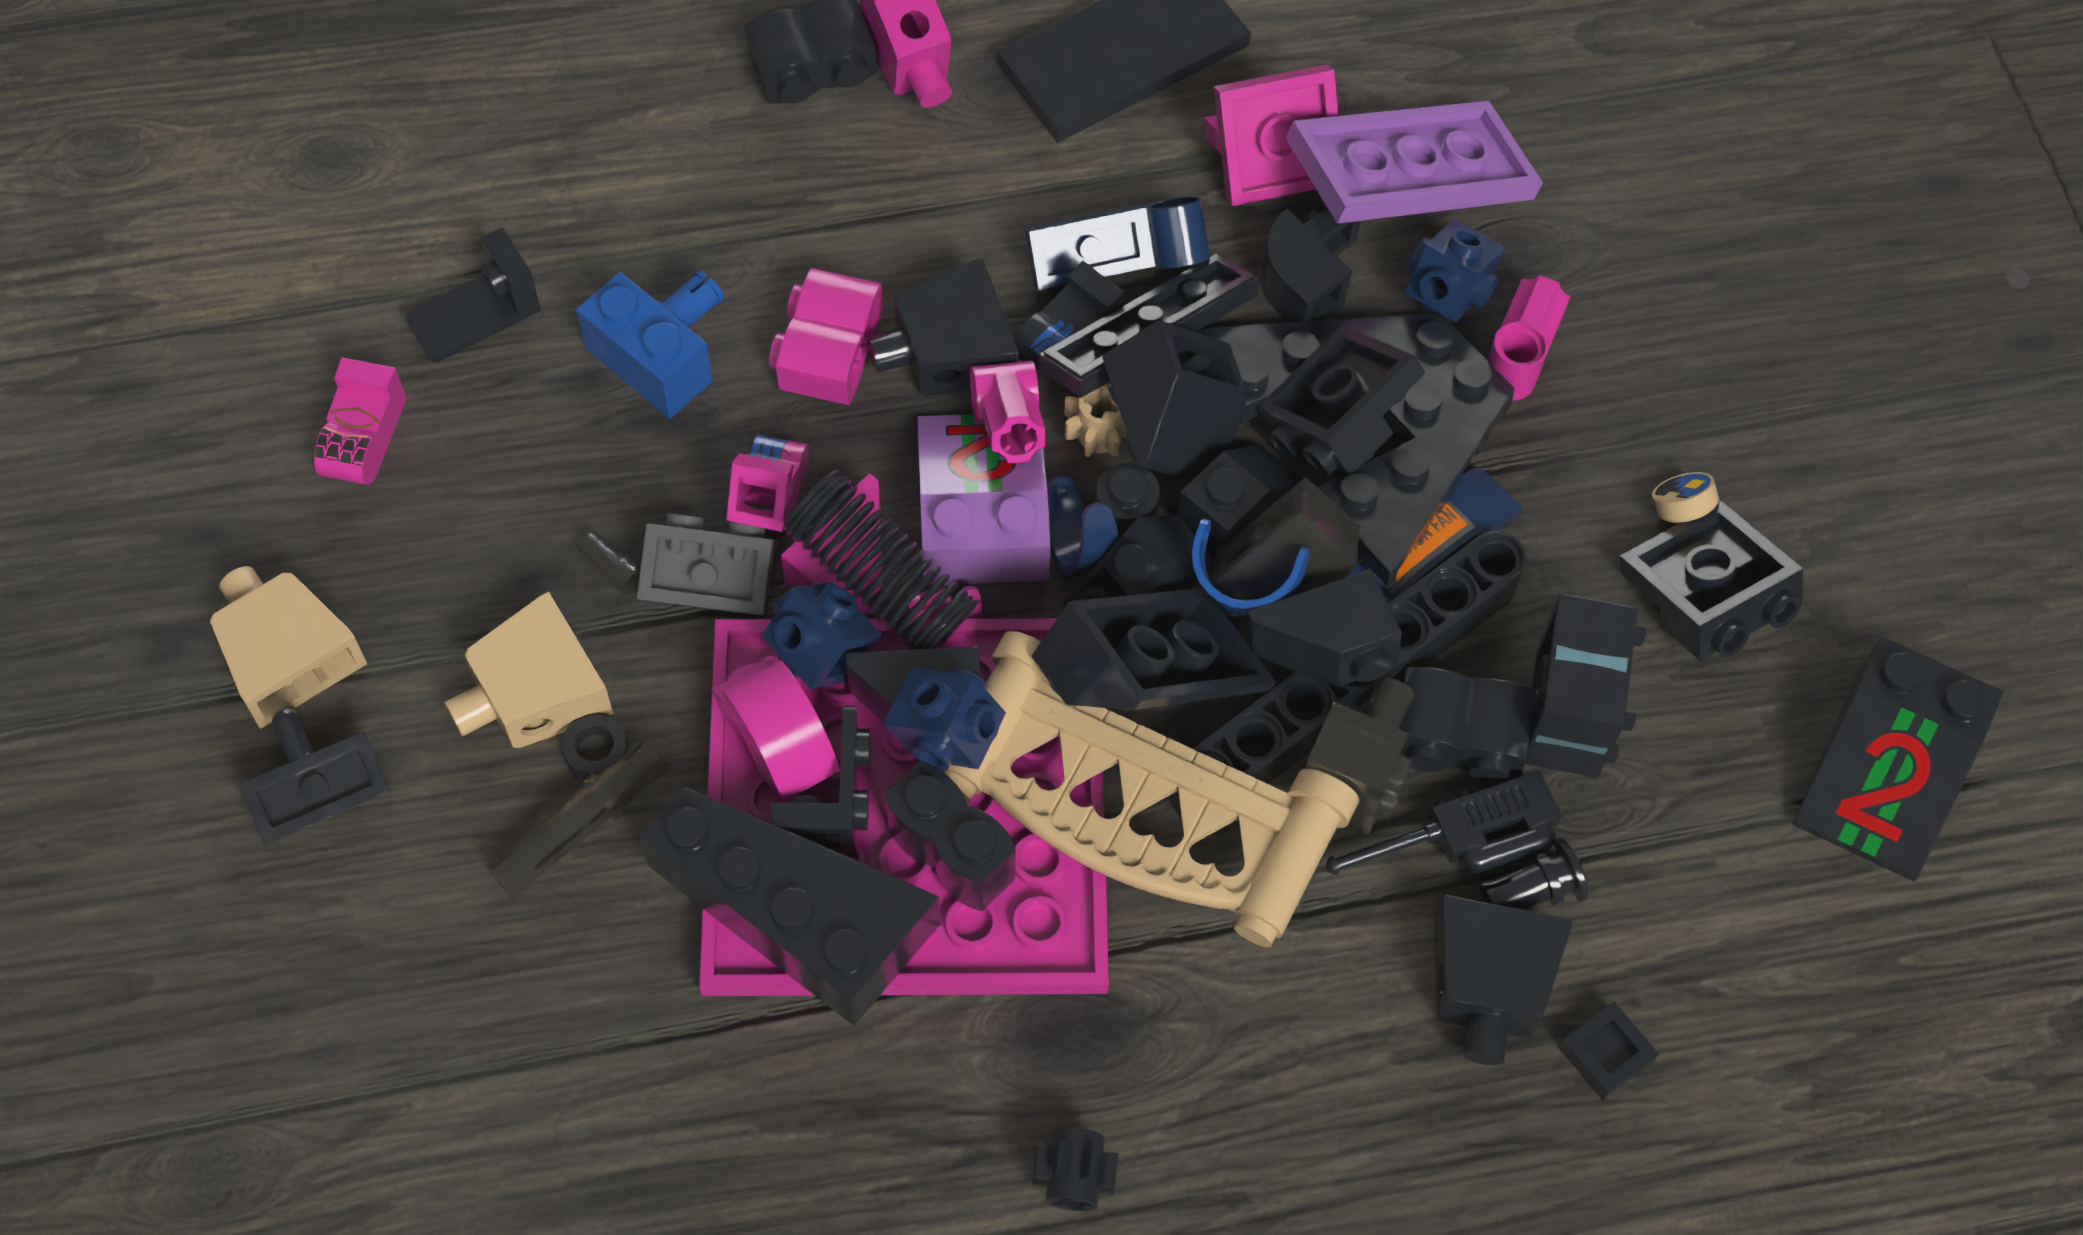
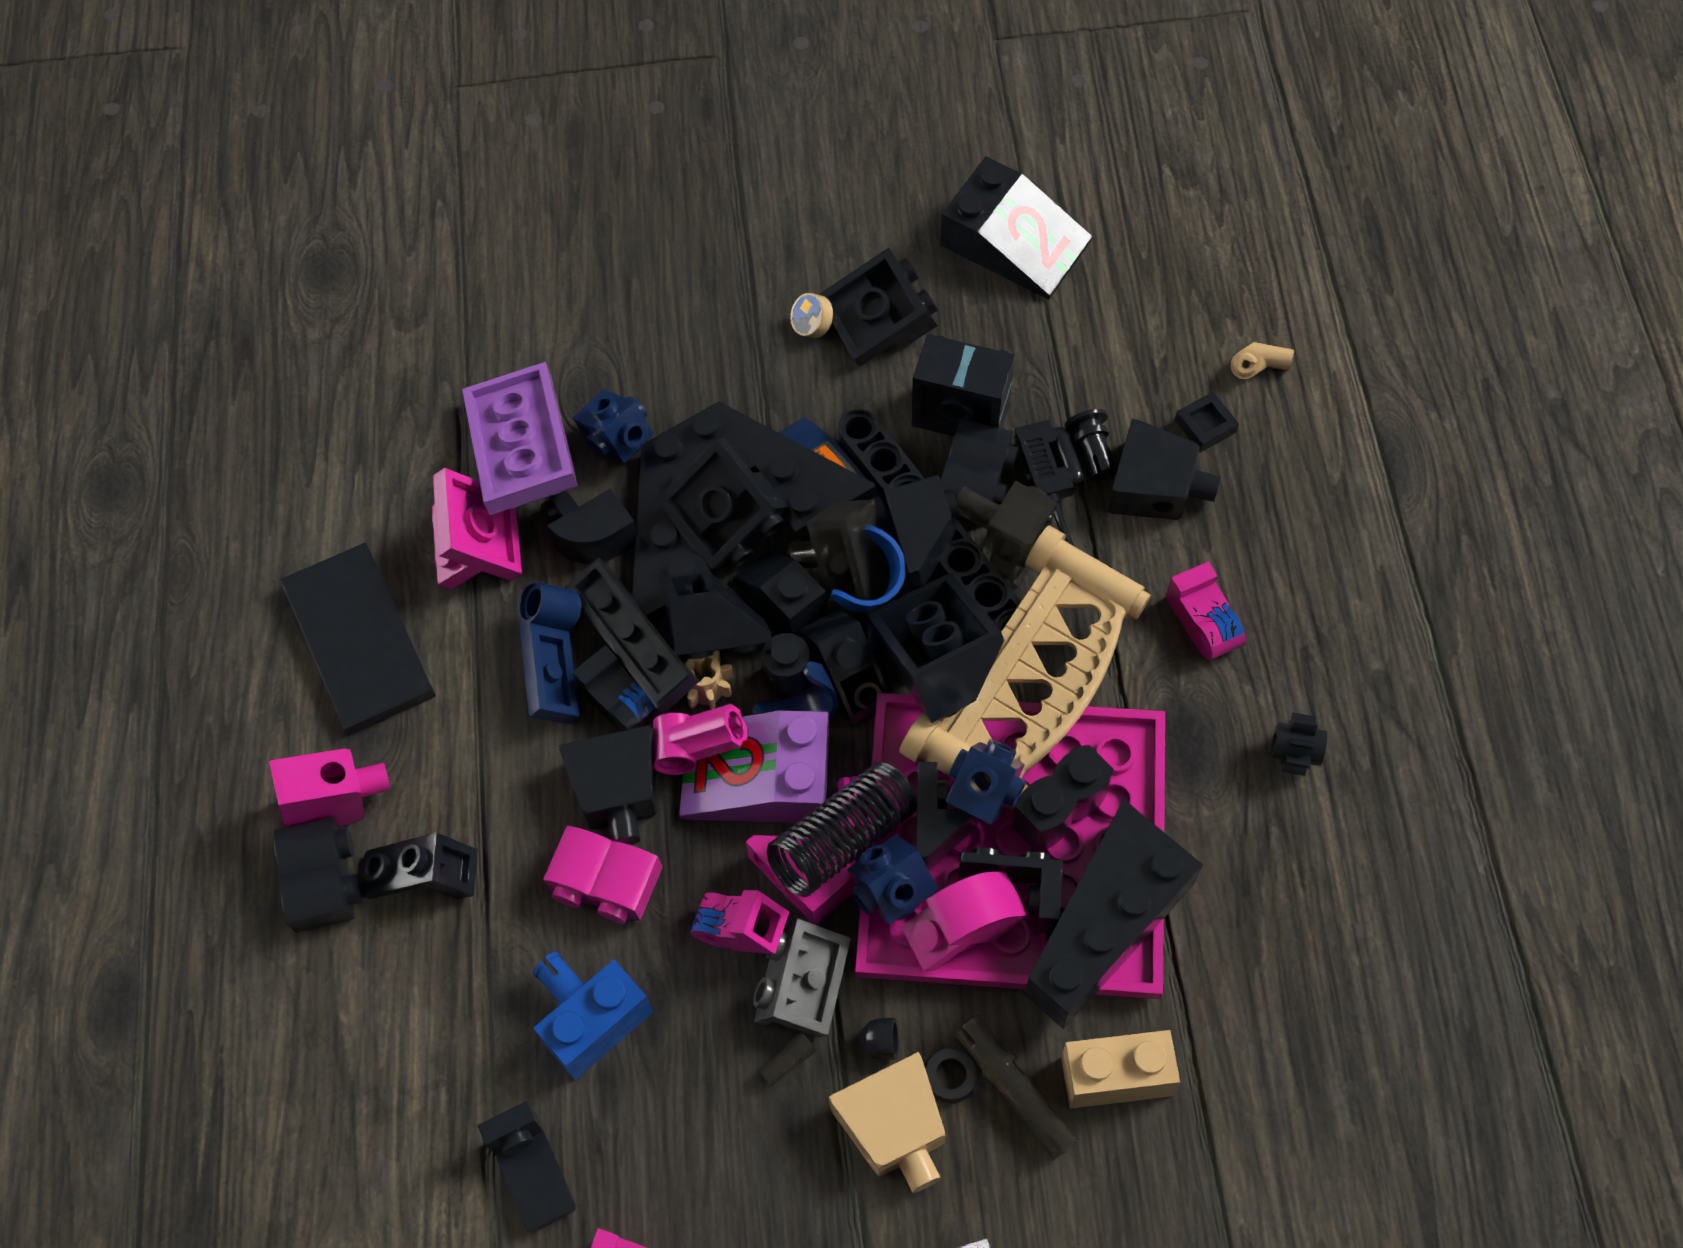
camera: 80 degrees left, 0 degrees up
(596, 935) = (1120, 1069): none -> tan brick
(636, 663) = (881, 1038): none -> black hinge
(825, 154) = (420, 862): none -> black bracket
(1276, 1044) = (1205, 612): none -> dark pink leg
(1528, 333) = (668, 389): dark pink piece -> none
(1737, 1125) = (1258, 357): none -> tan arm

